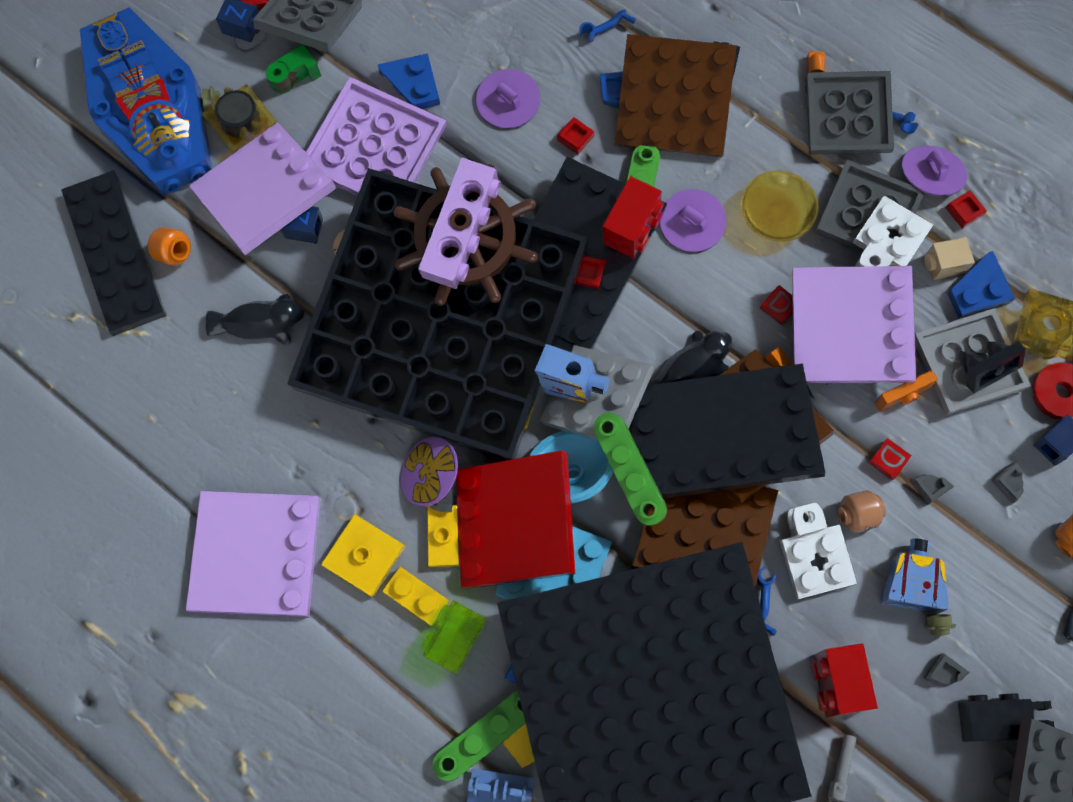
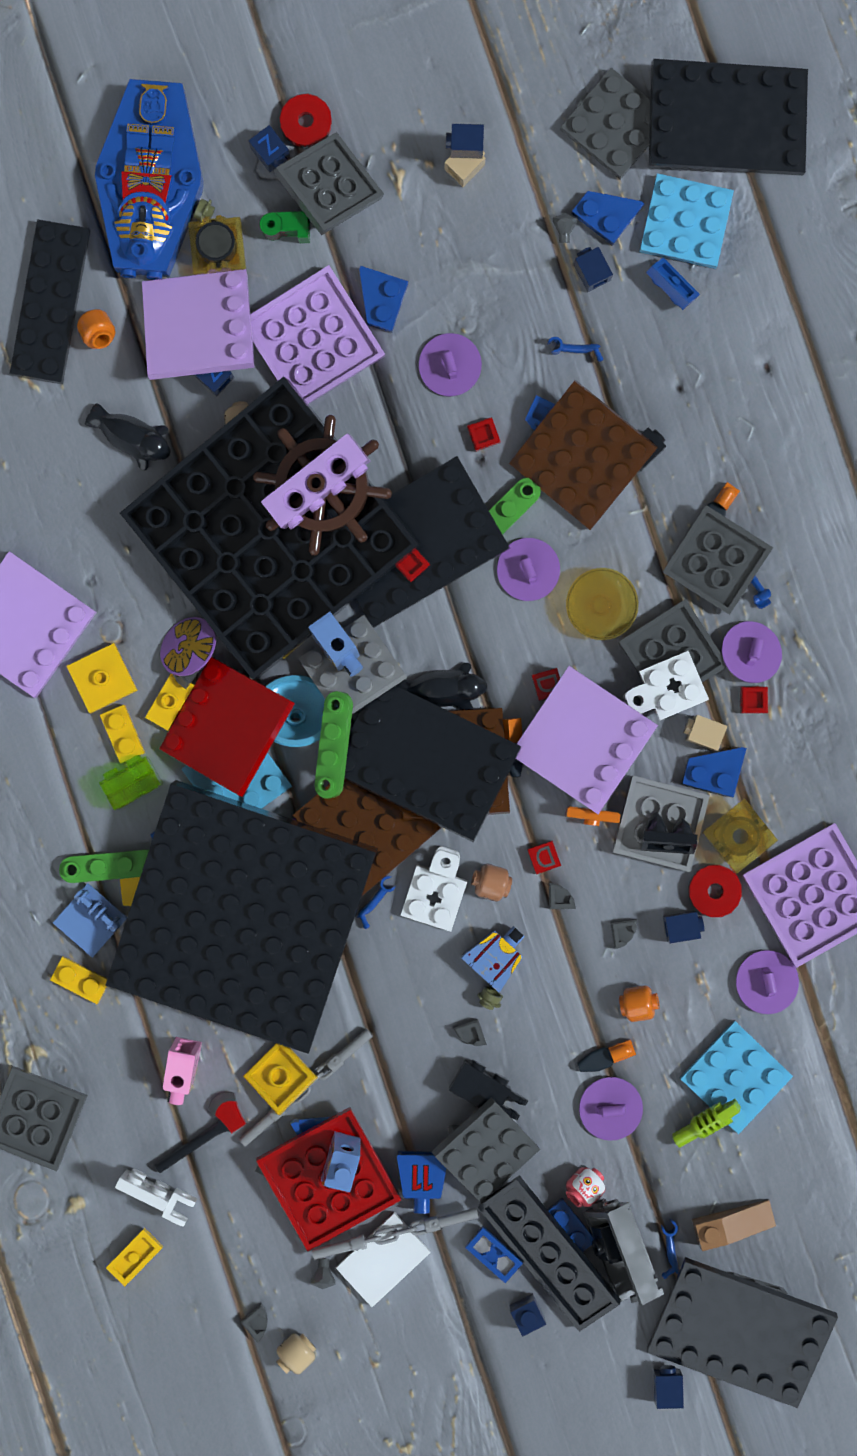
camera: 30 degrees right, 15 degrees up
(632, 218) = (465, 550): red brick -> none
(843, 680) = (387, 993): red brick -> none

